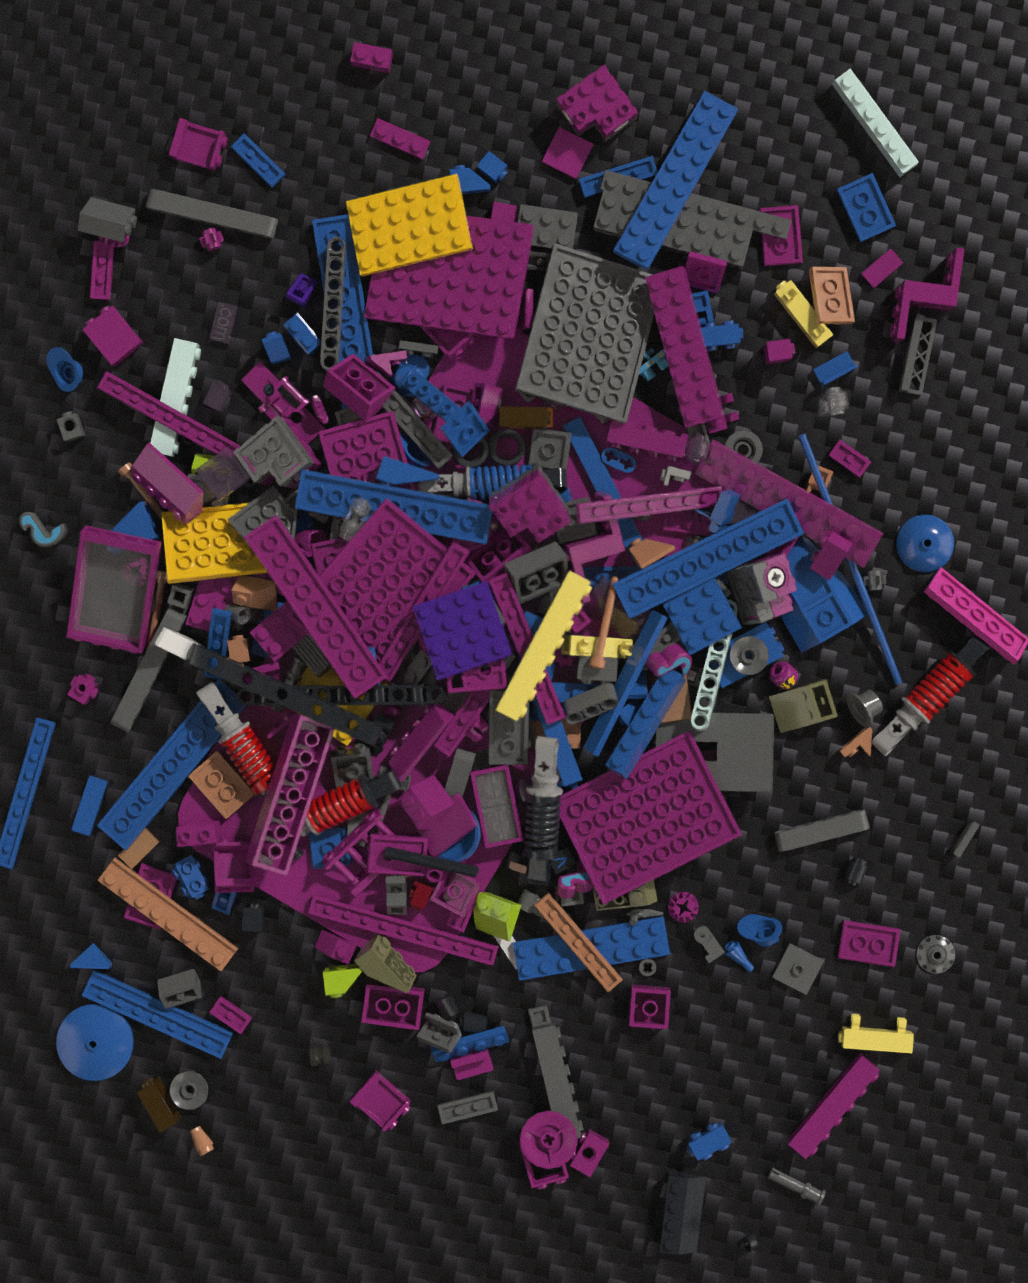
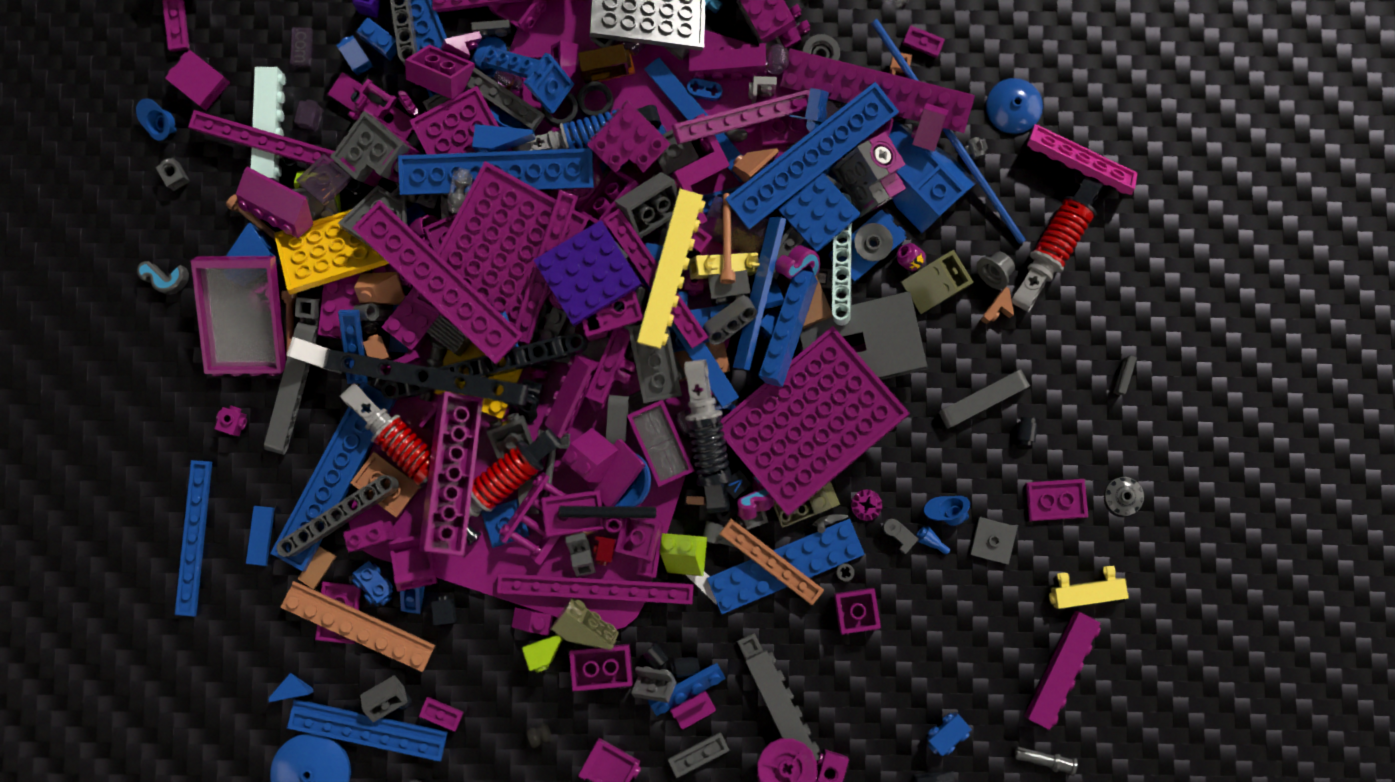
camera: 10 degrees left, 5 degrees down
(162, 810) = (329, 519): none -> dark grey beam
(550, 448) = (637, 89): dark grey plate -> none

